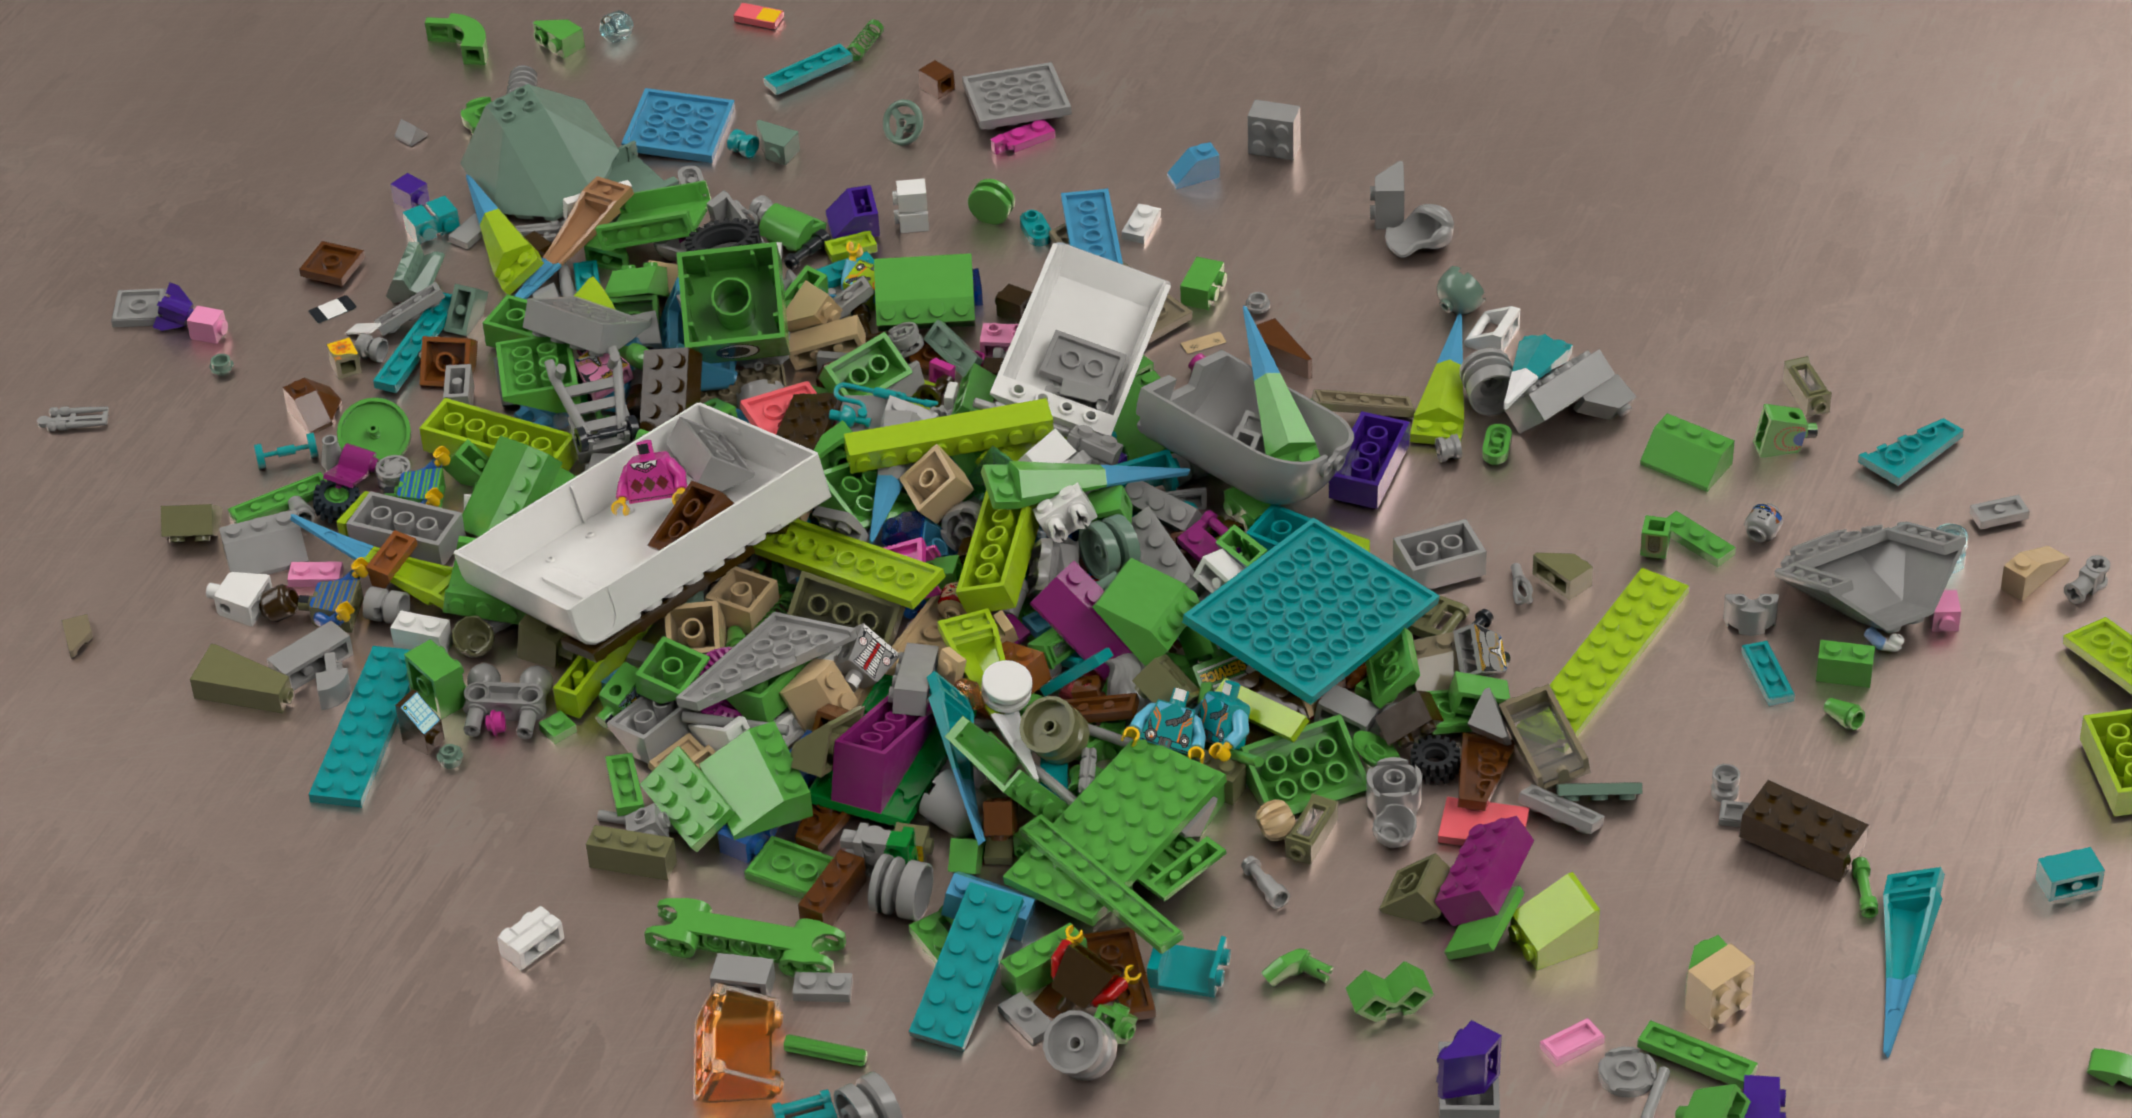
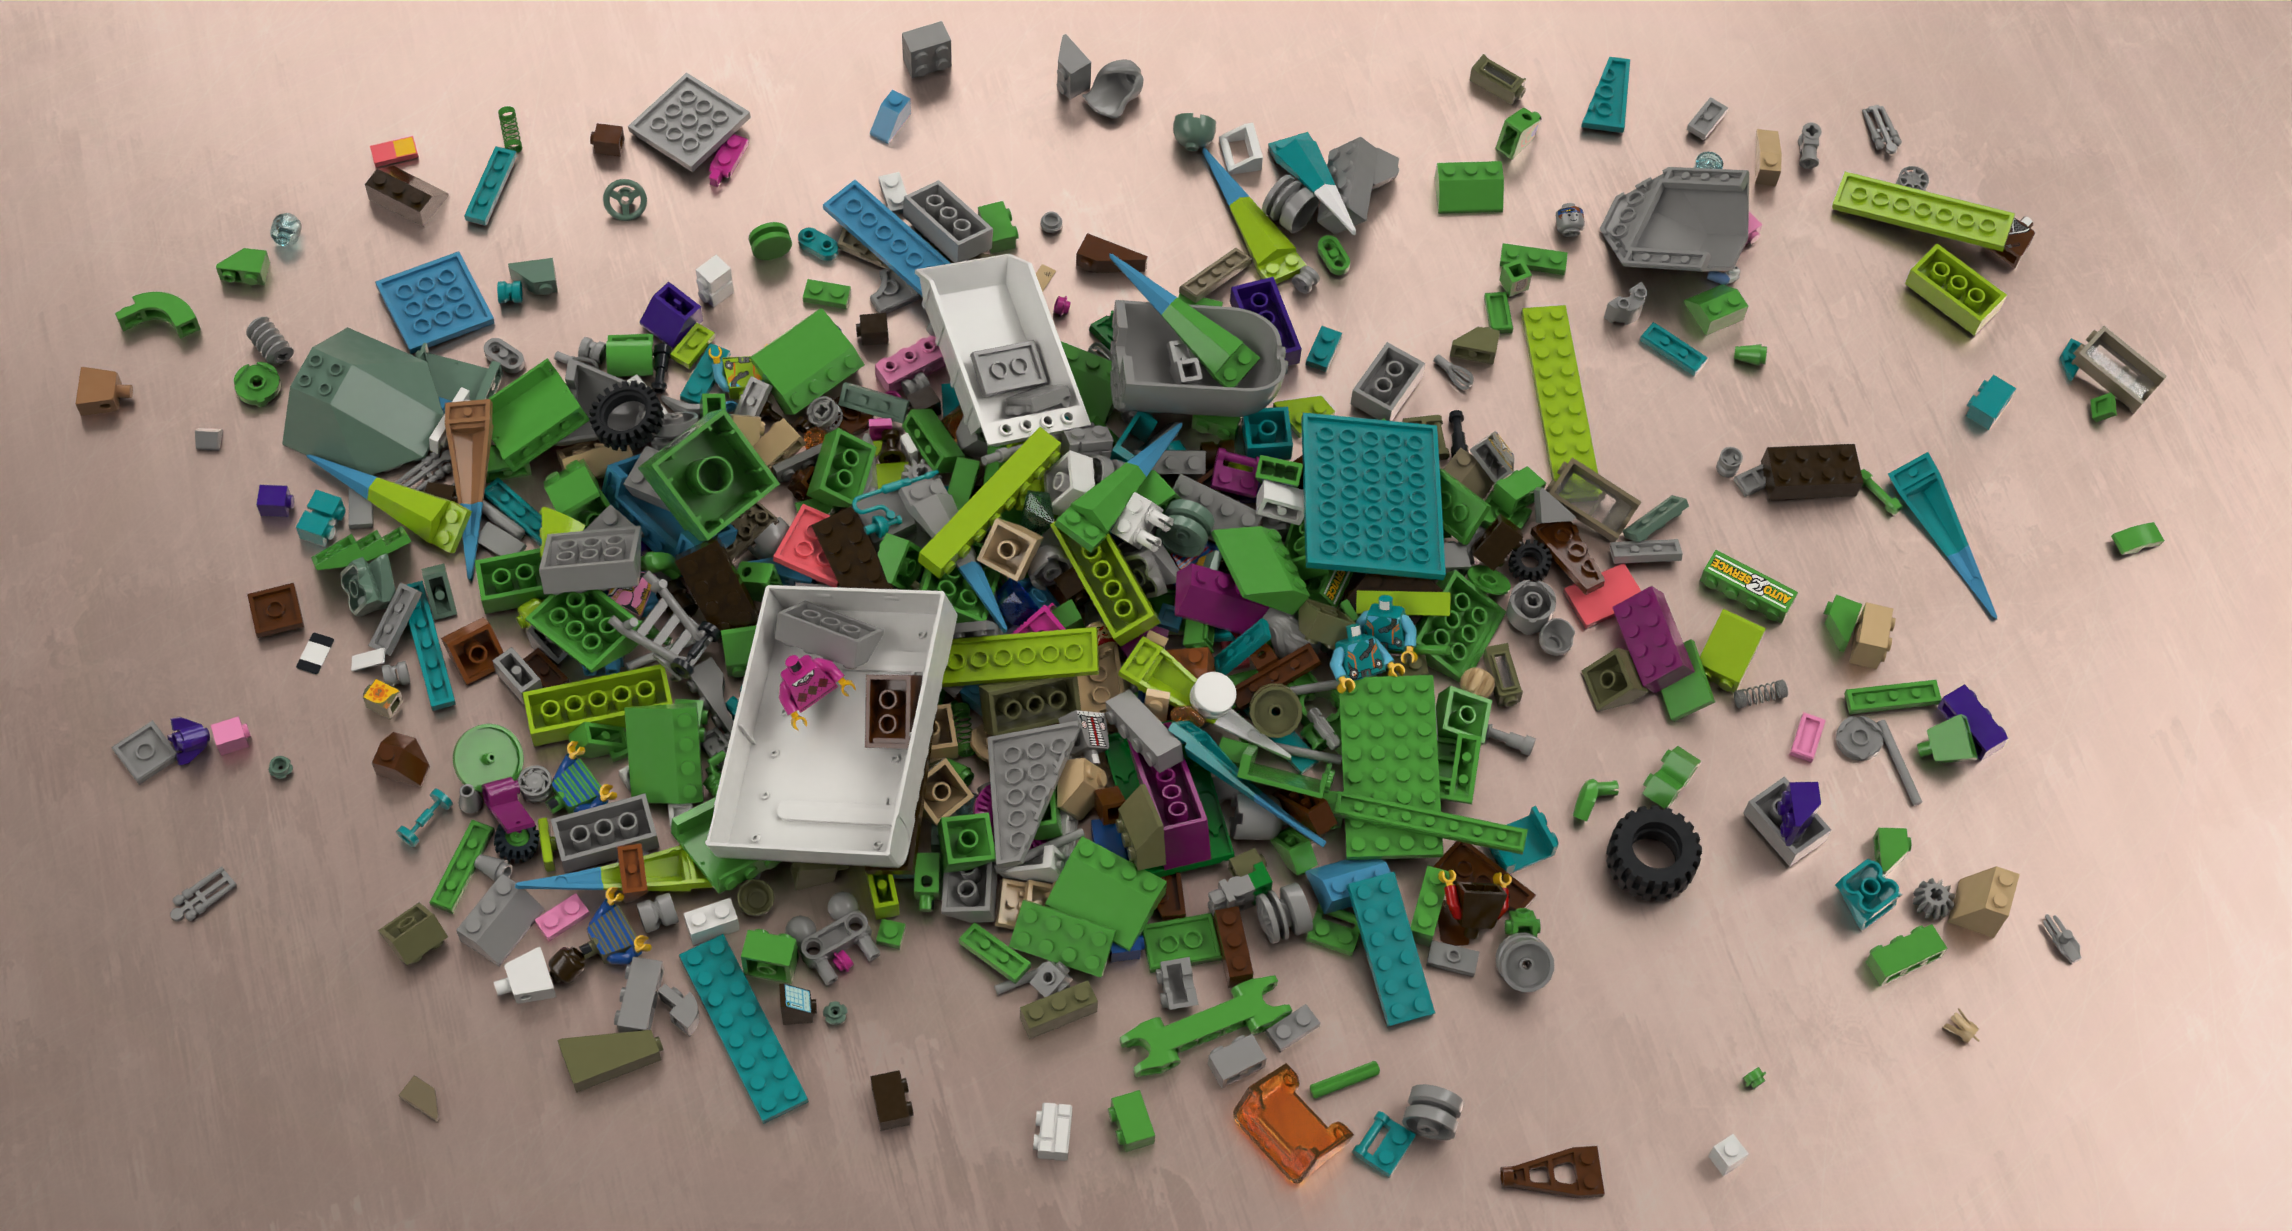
camera: 45 degrees left, 20 degrees up
(363, 65) = (100, 391): none -> medium nougat torso
(422, 837) = (890, 1100): none -> dark brown brick
(453, 252) = (368, 547): none -> bright green slope
(486, 396) = (545, 669): none -> reddish brown plate
(603, 968) = (1132, 1121): none -> bright green brick
(734, 44) = (404, 194): none -> dark brown slope
(754, 891) = (1177, 984): none -> light grey cylinder
(1004, 265) = (826, 294): none -> bright green plate
(1157, 248) = (947, 222): none -> light grey brick
(1236, 831) = (1462, 713): none -> bright green slope
(1303, 1009) = (1657, 825): none -> black tyre
(1412, 509) = (1323, 348): none -> teal plate
(1581, 988) = (1741, 700): none -> light grey piece
(1616, 562) = (1498, 312): none -> bright green tile
(1637, 889) = (1748, 586): none -> bright green brick

